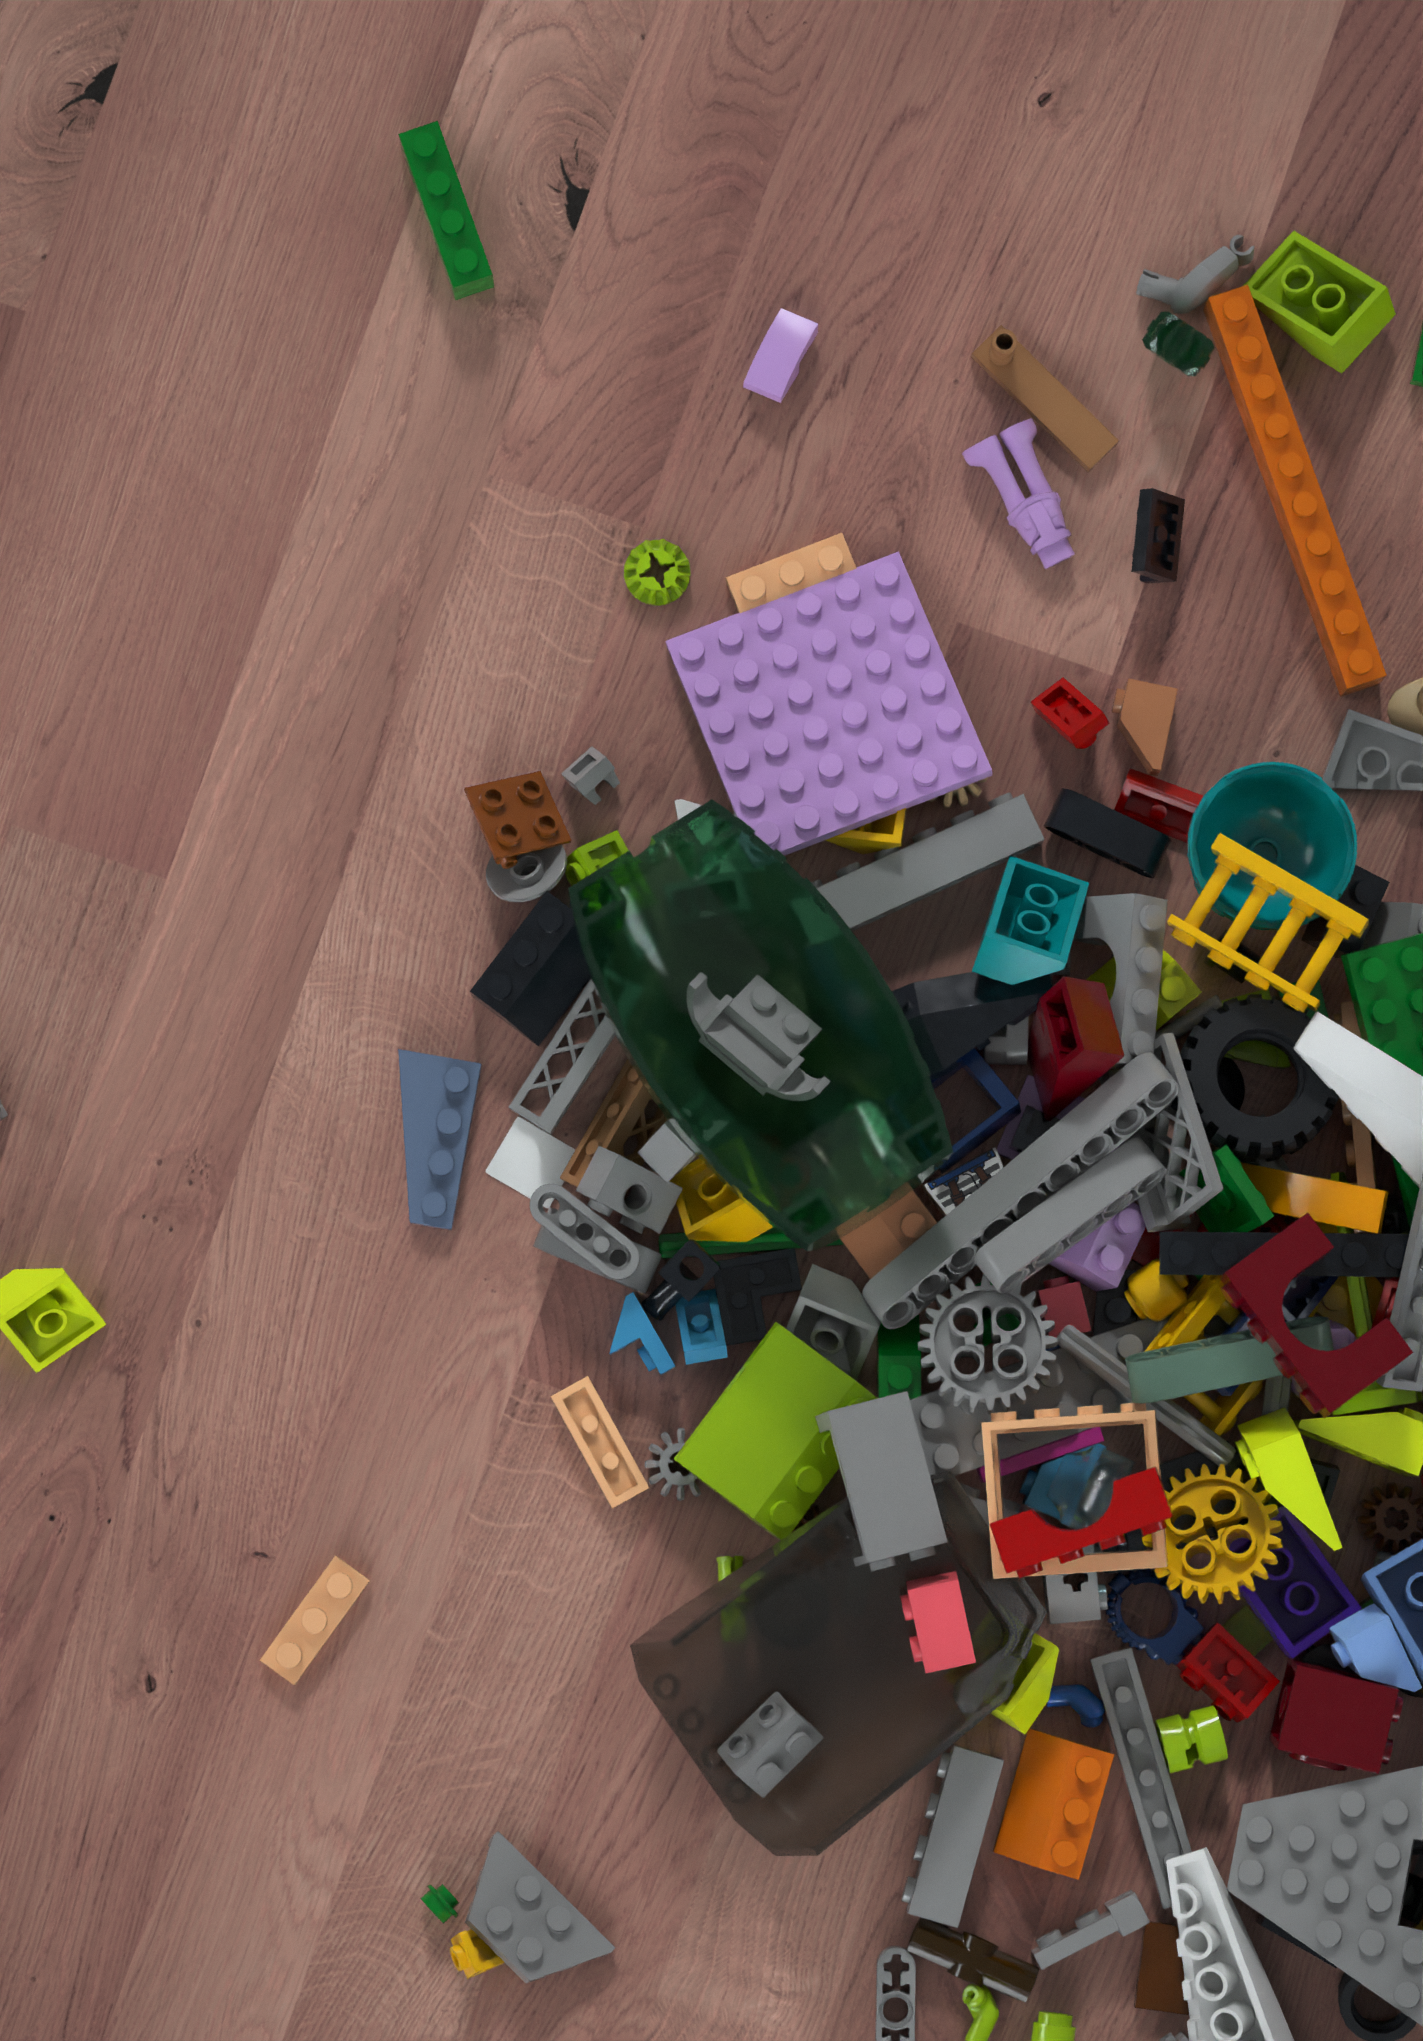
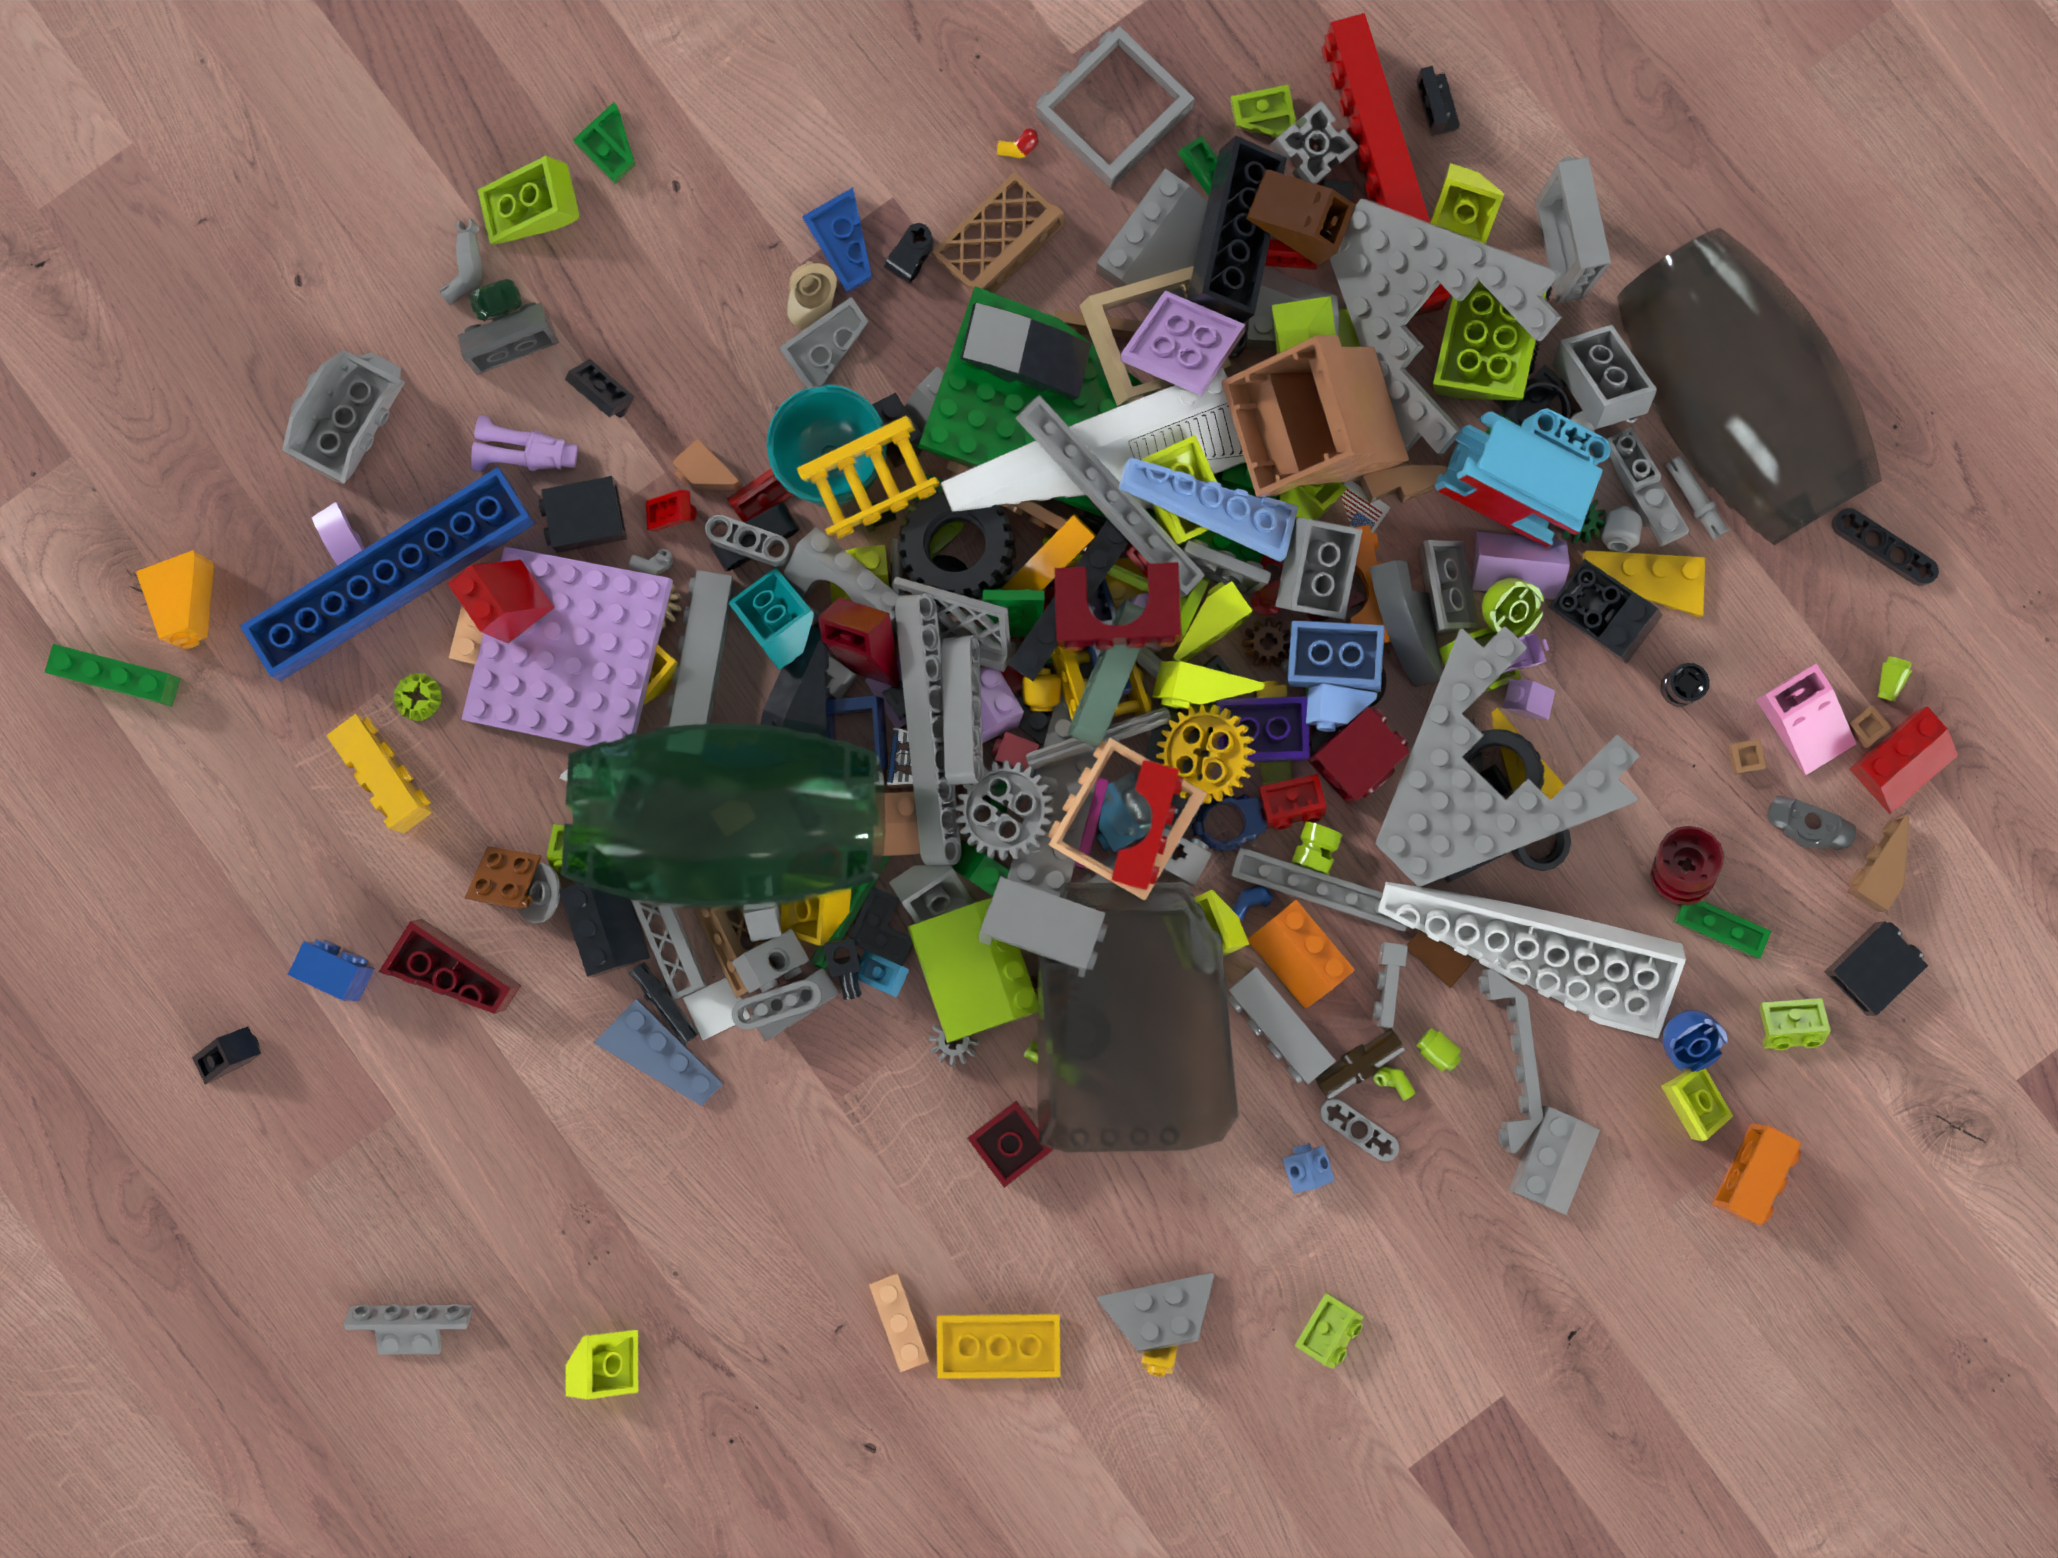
camera: 50 degrees left, 0 degrees up
(104, 640) = (226, 1054): none -> black slope
(280, 695) = (331, 971): none -> blue brick
(365, 1754) = (998, 1345): none -> yellow plate
(372, 825) = (447, 968): none -> dark red wedge
(440, 1902) = (1117, 1359): green plate -> none
(498, 1097) = (663, 1002): none -> black pin
(541, 591) = (380, 773): none -> yellow wedge
(586, 226) = (179, 597): none -> light orange slope
(588, 772) = (507, 818): light grey tile -> none
(600, 1442) = (908, 1079): light nougat plate -> none
(605, 1609) = (1009, 1143): none -> dark red brick
(634, 1326) = (854, 1013): dark azure slope -> none
(757, 1037) = (731, 823): light grey plate -> none
(769, 1744) = (1154, 1099): light grey bracket -> none
(775, 443) = (387, 575): none -> blue brick
(811, 1979) = (1308, 1168): none -> medium blue brick
(837, 595) = (501, 598): none -> red slope
(925, 261) = (341, 412): none -> light grey slope
(940, 1622) = (1149, 949): coral brick -> none
(994, 739) = (653, 566): none -> light grey arm
(997, 616) = (582, 514): none -> black brick
(1044, 398) = (473, 400): medium nougat piece -> none
(1101, 811) = (738, 530): none -> light grey beam
(1143, 387) = (507, 338): none -> dark grey slope
(1294, 491) = (628, 292): orange brick -> none
(1341, 1561) = (1270, 690): none -> yellow plate

